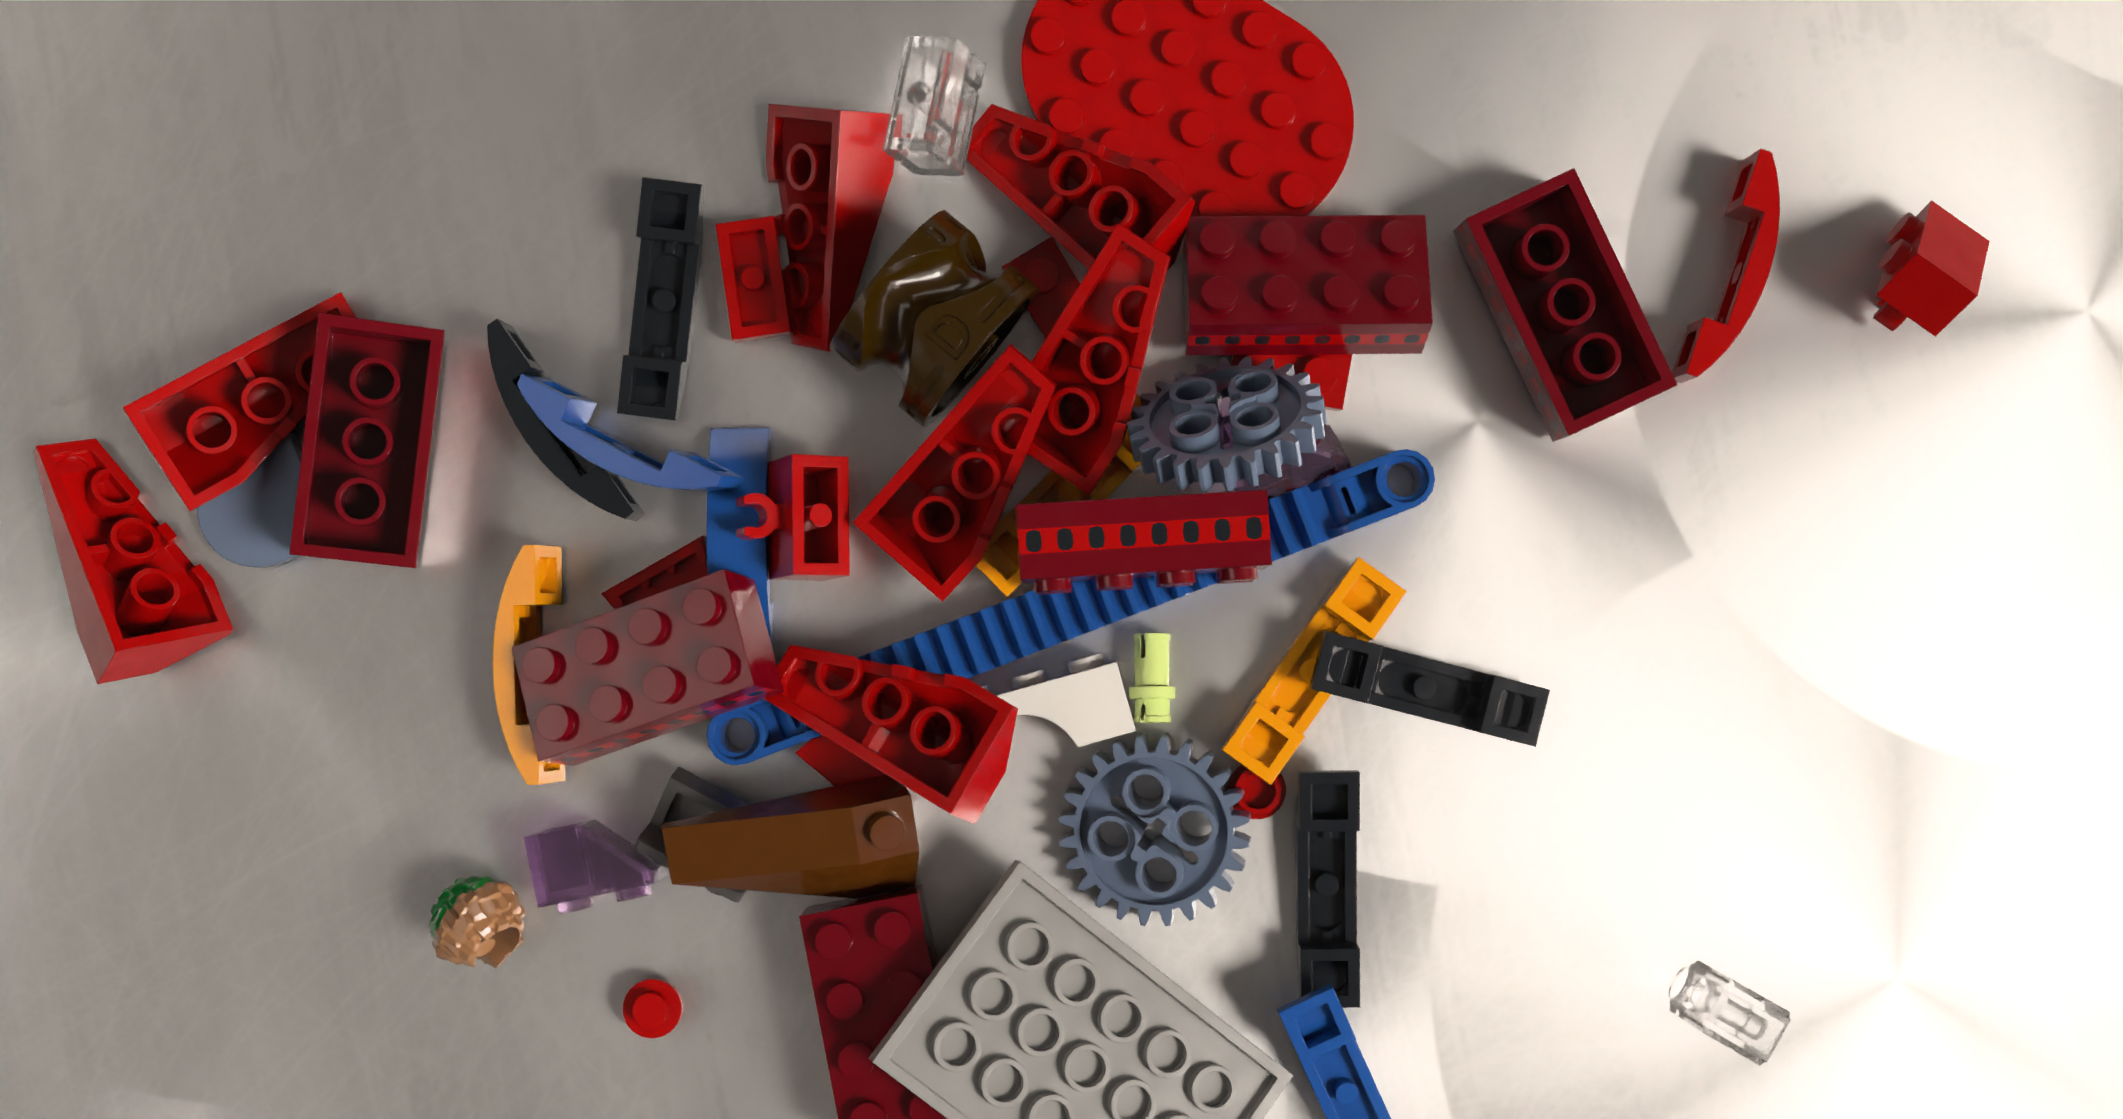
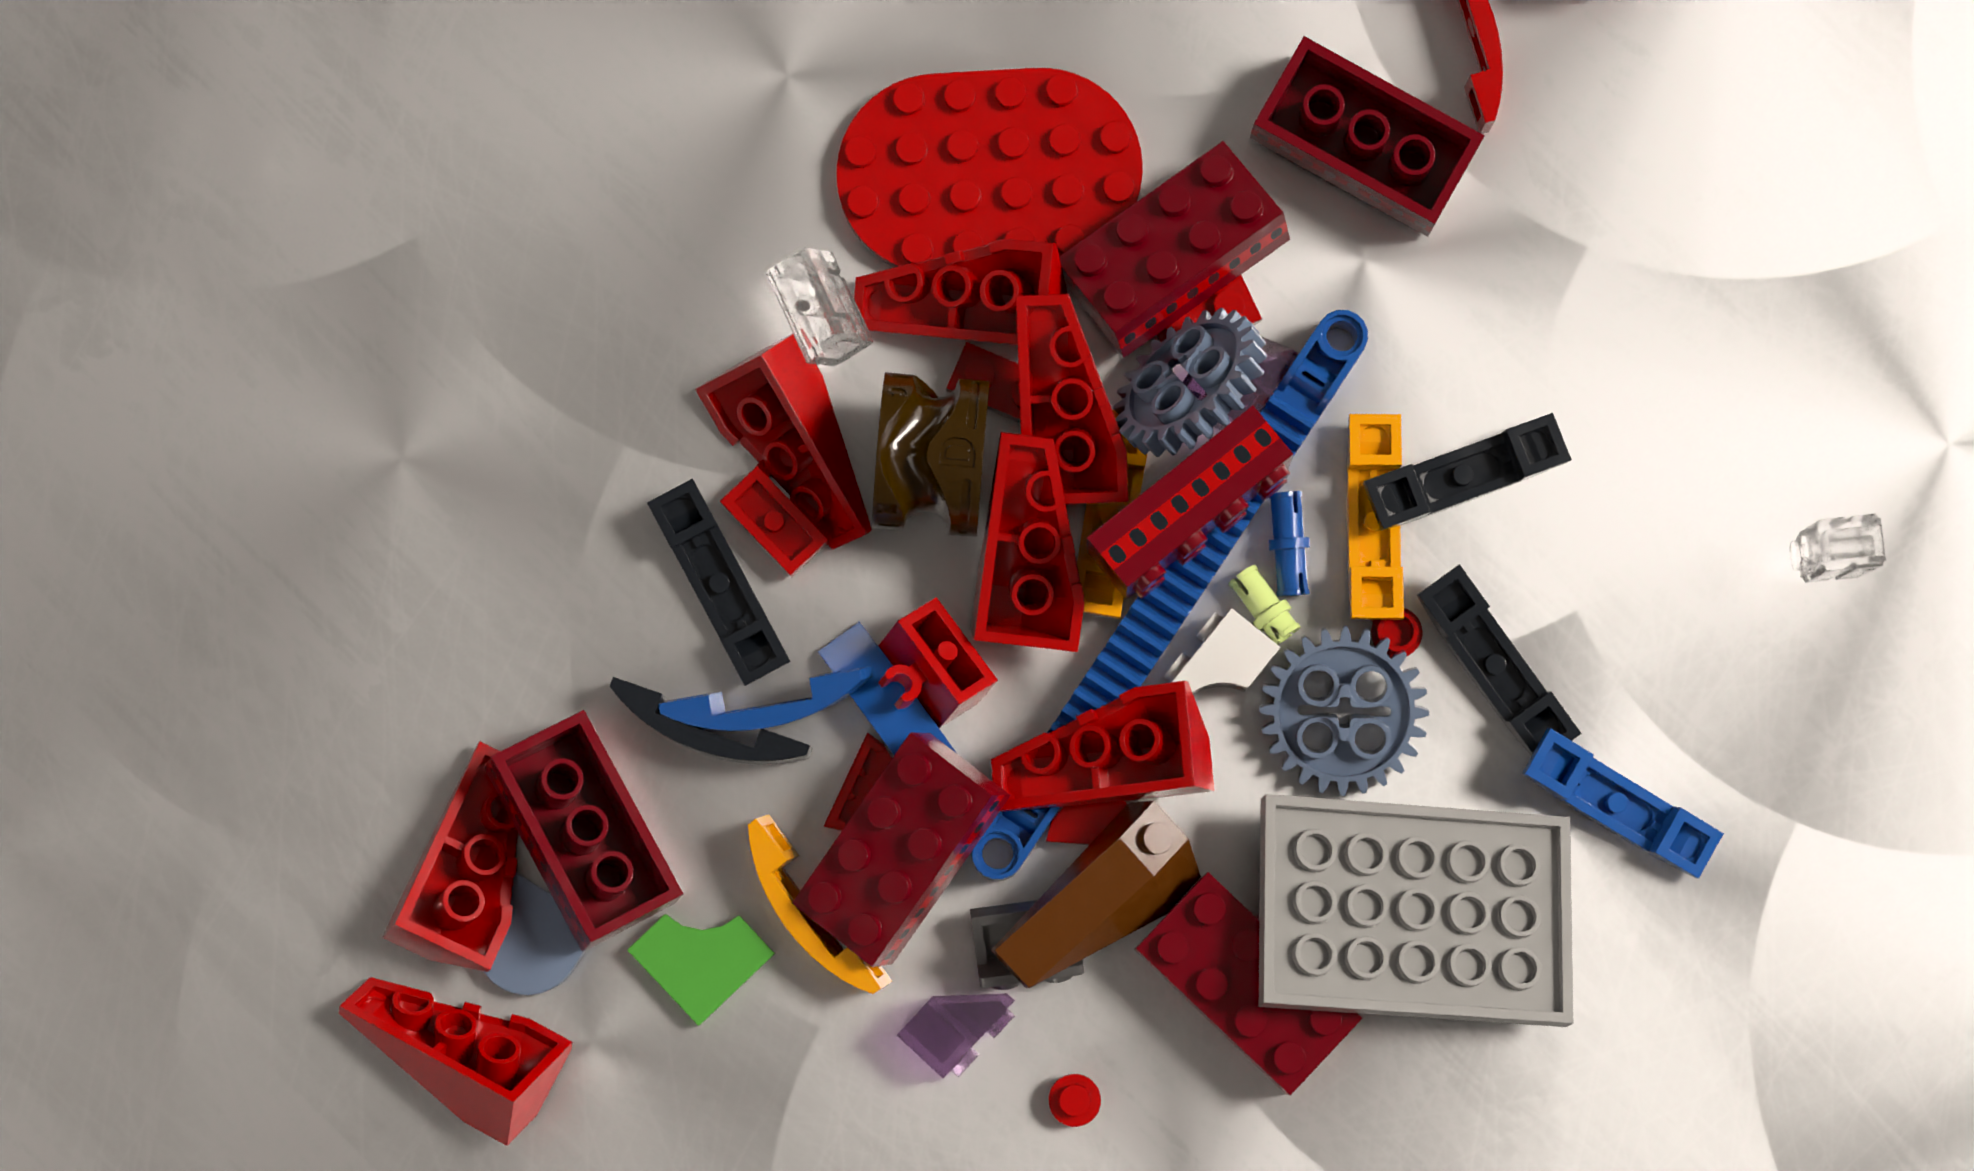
camera: 40 degrees left, 5 degrees down
(400, 641) = (701, 965): none -> bright green tile
(477, 921) = (904, 1123): medium nougat piece -> none
(1215, 638) = (1289, 544): none -> blue pin

